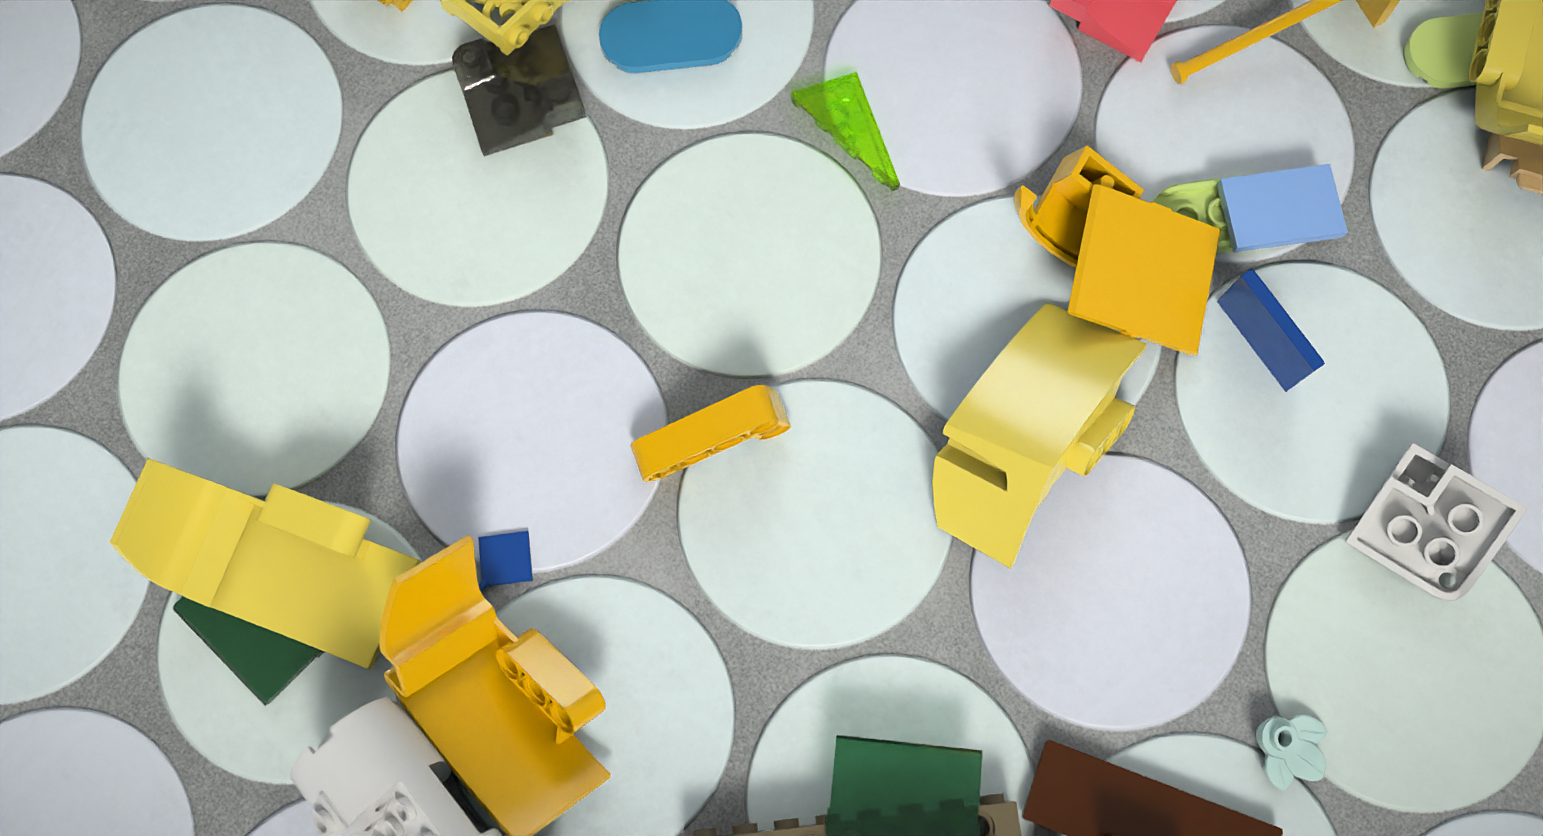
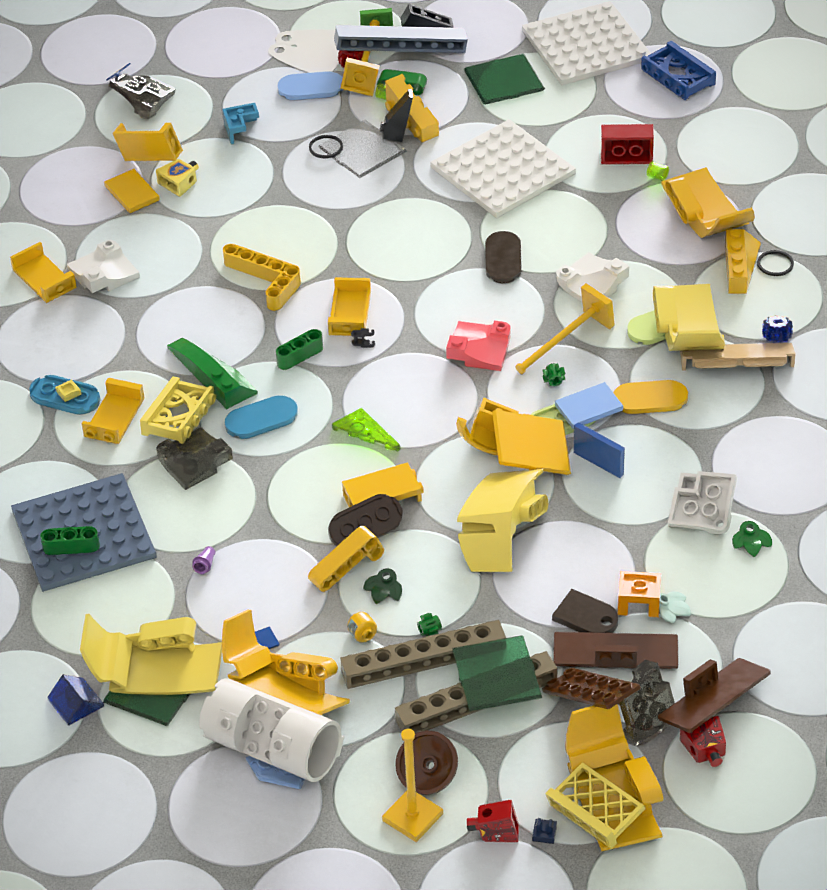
camera: 15 degrees left, 30 degrees down
(119, 595) = (74, 698): none -> clear blue slope
(209, 215) = (70, 540): none -> green beam
(269, 197) = (100, 504): none -> sand blue plate
(457, 340) = (203, 561): none -> medium lavender cone
(689, 605) = (362, 627): none -> yellow head
(760, 517) = (382, 588): none -> dark green plate
(776, 350) = (378, 514): none -> dark brown tile
(815, 646) = (429, 624): none -> green gear
(832, 283) = (395, 481): none -> yellow panel
(928, 725) = (414, 655): none -> dark tan brick
(1121, 710) = (585, 614): none -> dark brown tile
(1237, 111) = (553, 374): none -> green gear
(1243, 712) = (639, 588): none -> light orange panel
(1408, 217) = (651, 396): none -> yellow tile
(1497, 640) = (751, 540): none -> green plate

